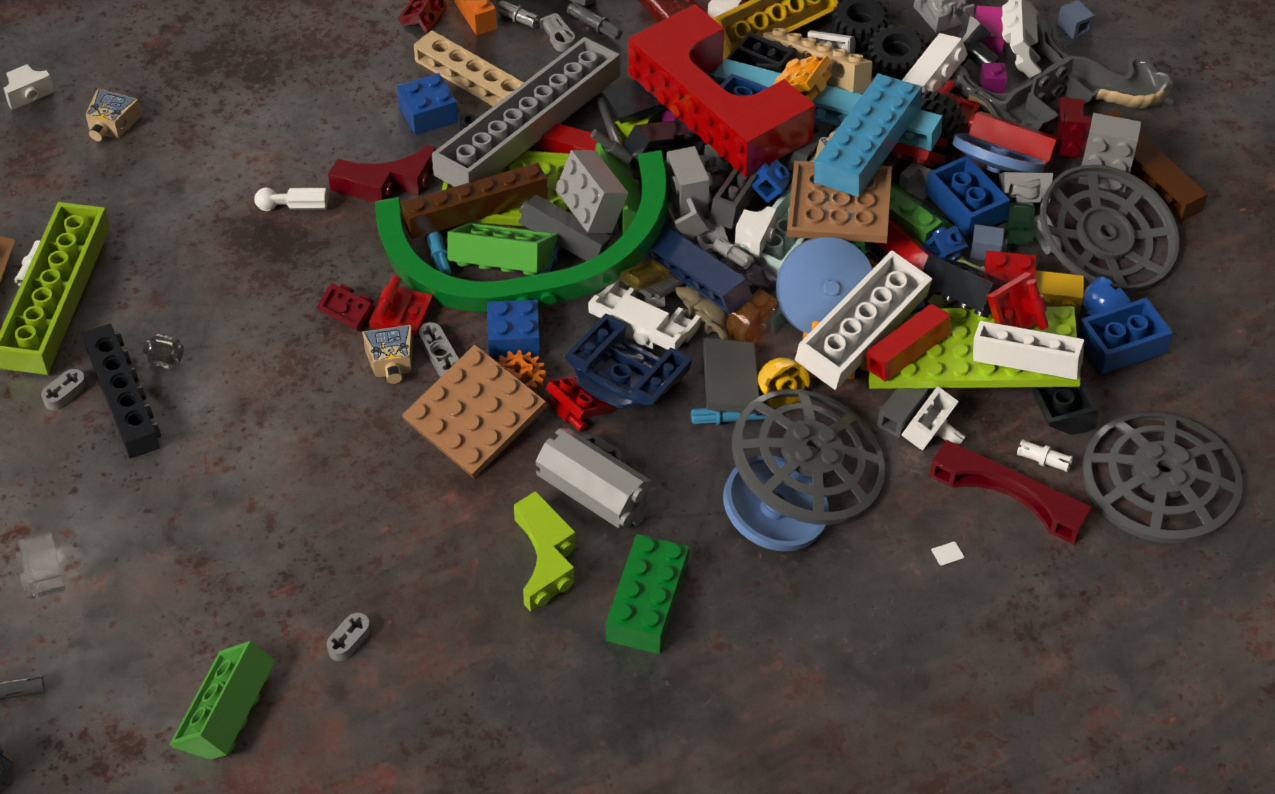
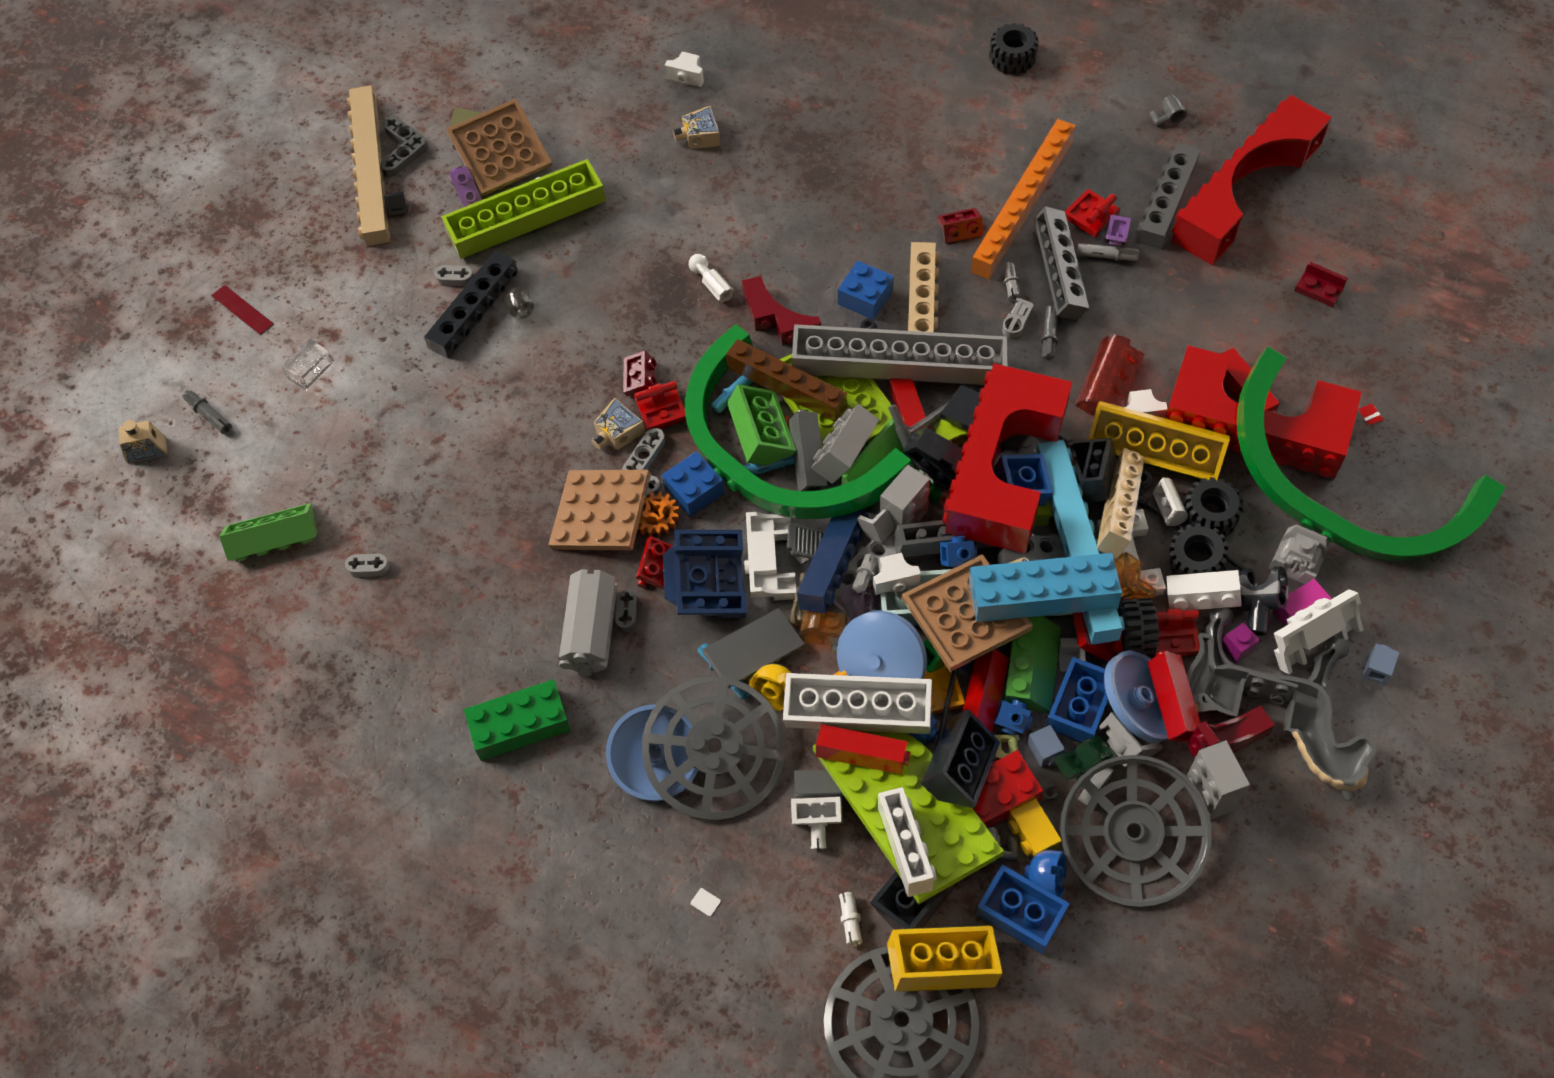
camera: 60 degrees right, 10 degrees up
(552, 542) = (521, 630): lime arch -> none
(644, 274) = (803, 529): clear yellow tile -> none
(807, 75) = (1074, 505): light orange plate -> none
(963, 468) = (795, 962): dark red arch -> none
(1019, 304) = (946, 807): red plate -> none
(1134, 404) = (944, 958): none -> yellow brick
(1167, 179) = (1249, 822): reddish brown brick -> none

